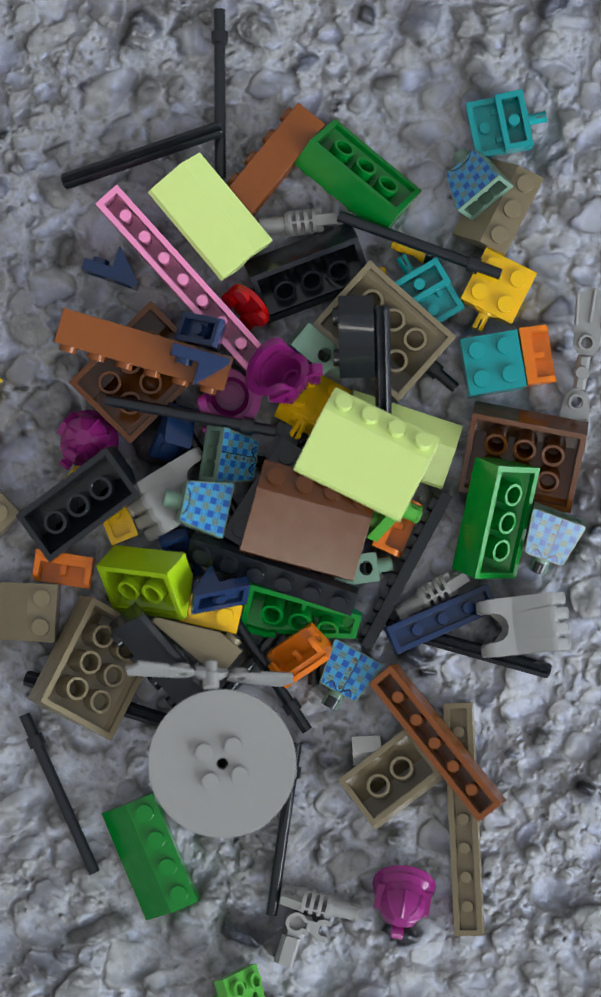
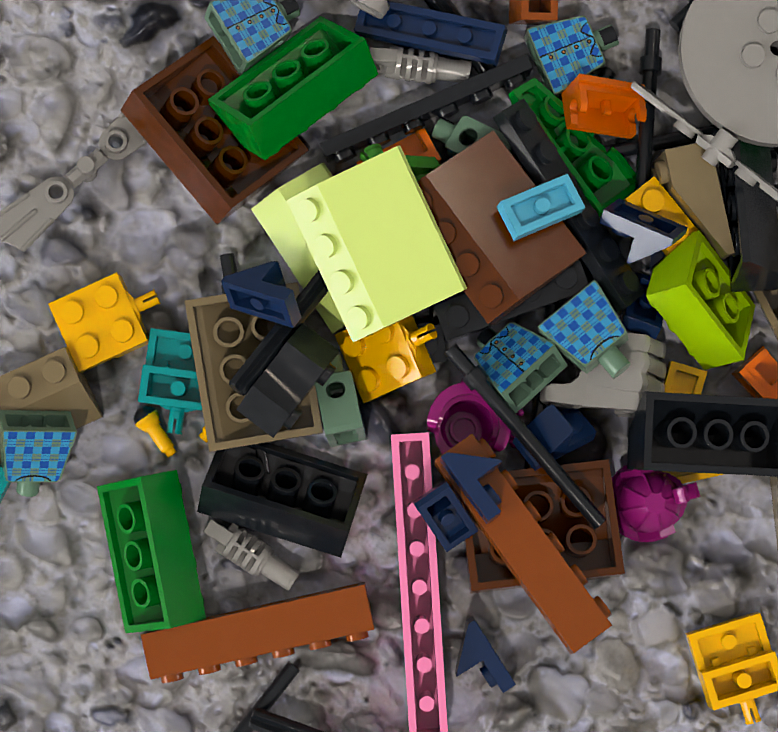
camera: 140 degrees left, 0 degrees up
(210, 216) = (338, 631): yellowish green slope -> none
(247, 305) = (372, 507): red piece -> none
(280, 372) = (397, 405): magenta helmet -> none
(288, 552) = (540, 207): none -> medium azure plate
(411, 375) = (262, 294): none -> dark blue slope
(472, 264) = (106, 364): black bar -> none
(492, 364) = (170, 247): teal brick -> none
(536, 355) = (119, 222): orange hinge -> none

